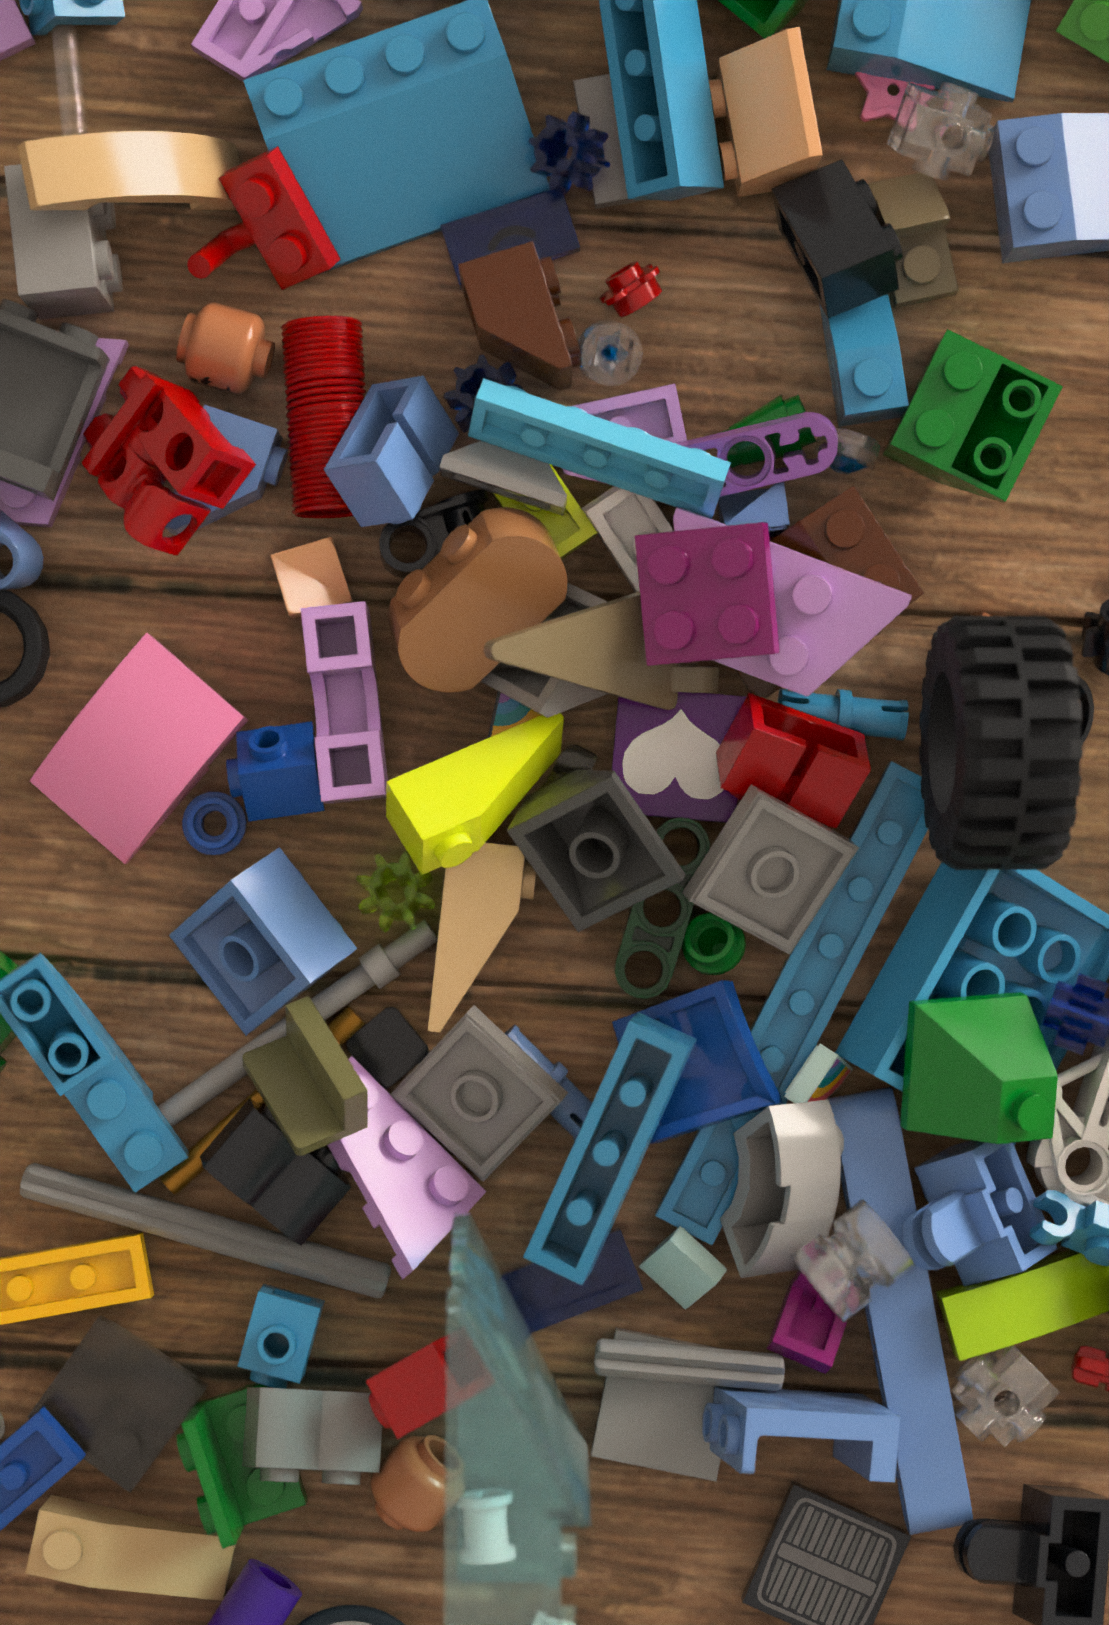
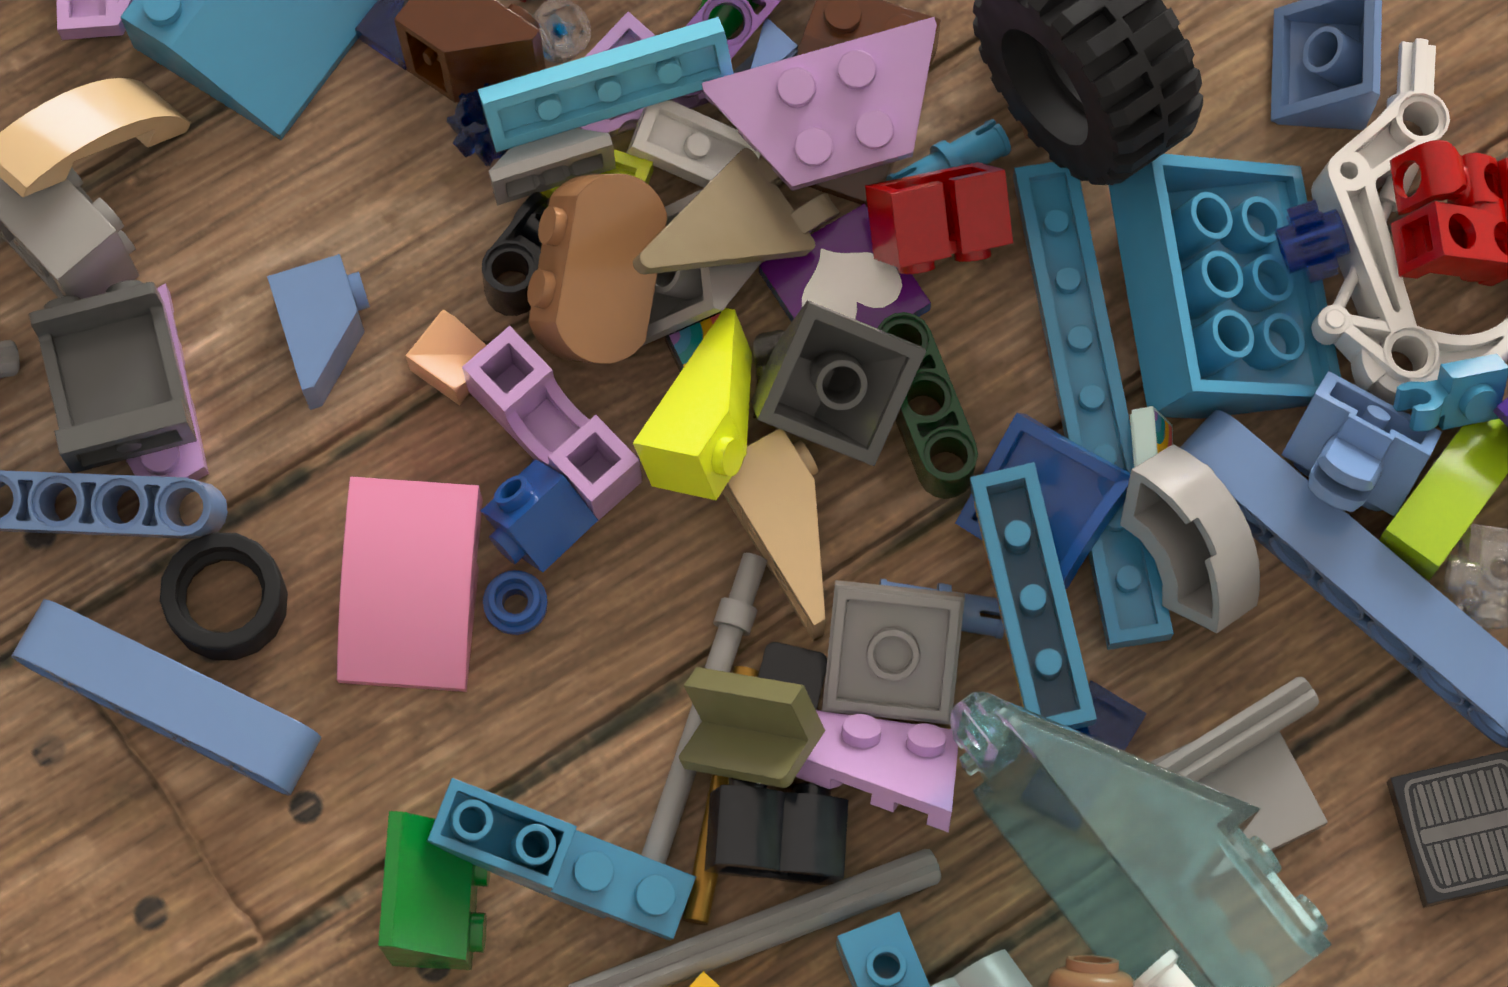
camera: 35 degrees left, 15 degrees down
(160, 438) = (242, 333): red hips -> none
(224, 348) = (251, 232): nougat head -> none
(262, 940) = (624, 663): medium blue slope -> none
(273, 218) = (221, 108): red plate -> none
(322, 355) = (383, 232): red piece -> none
(376, 886) = (709, 559): clear neon green gear -> none
(391, 451) = (445, 204): medium blue piece -> none
(411, 1389) = (1033, 903): red piece -> none
(683, 1267) = (1164, 670): light aqua tile -> none
(707, 594) = (775, 124): magenta plate -> none
(713, 944) = (988, 400): green plate -> none
(770, 870) = (987, 306): light grey tile -> none
(806, 1327) = (1297, 627): magenta bracket -> none
(853, 1260) = (1295, 534): clear wheel -> none
(861, 1428) = (1405, 683): medium blue panel -> none
(978, 1070) = (1269, 333): green slope -> none

